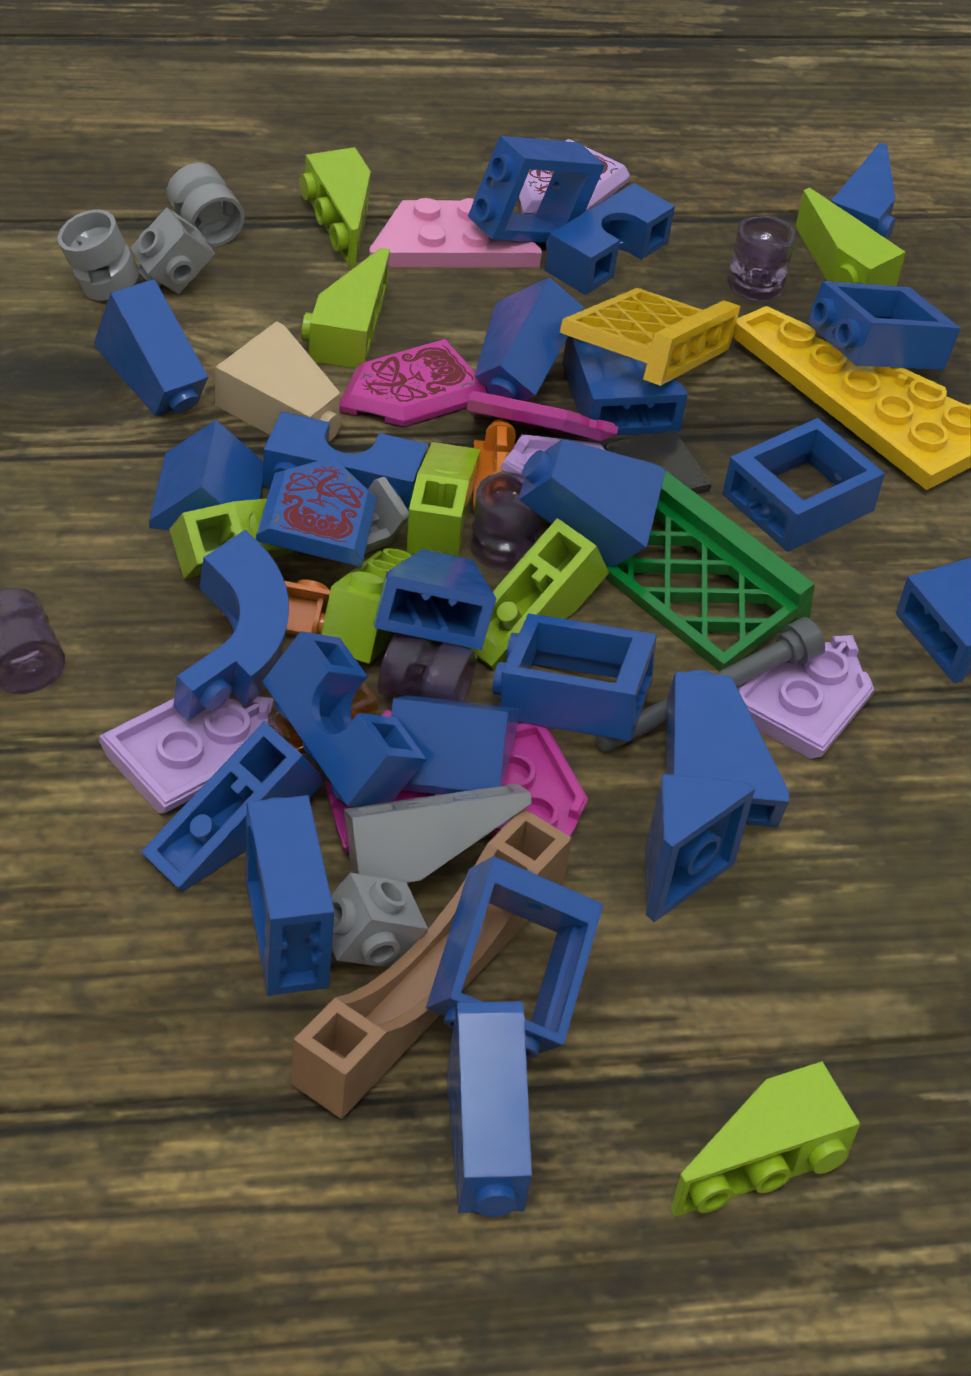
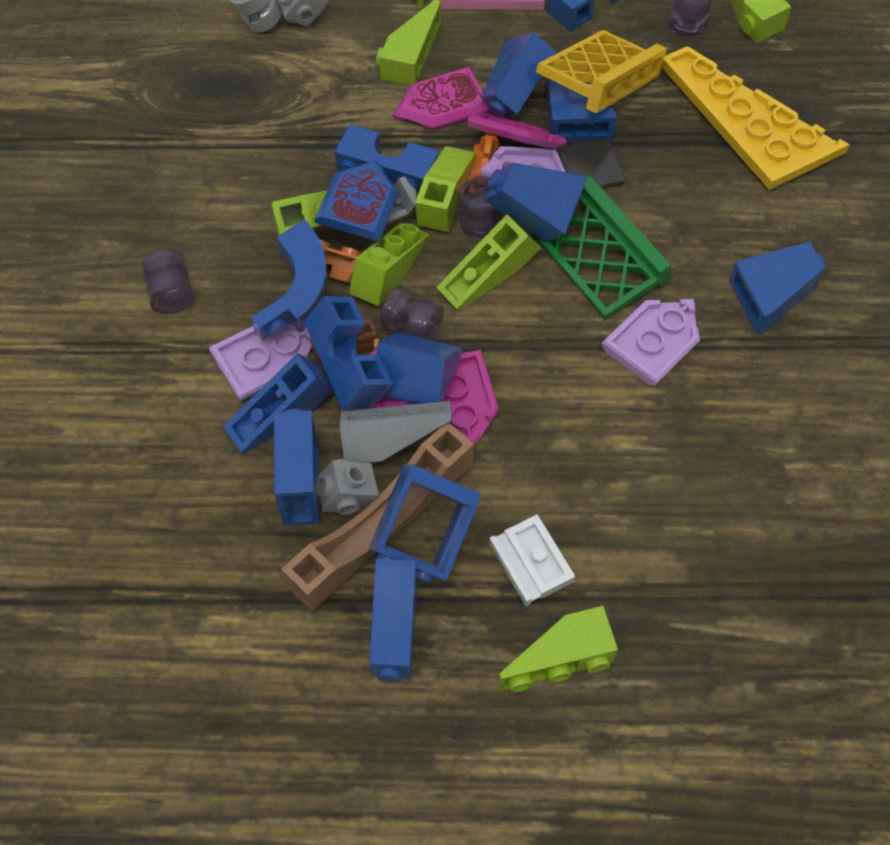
camera: 15 degrees right, 15 degrees up
(150, 349) = (277, 74): blue slope -> none
(204, 473) = (300, 169): blue slope -> none
(275, 377) = (353, 99): tan slope -> none
(436, 600) = (420, 267): blue slope -> none
(575, 701) = (497, 344): blue window -> none
(688, 1012) = (532, 560): none -> white plate
(692, 837) = (553, 445): blue slope -> none
(717, 739) = (582, 385): blue slope -> none
(791, 520) = (660, 200): blue window -> none
(798, 644) = (652, 306): dark grey piece -> none
(883, 325) = (784, 77): blue window -> none

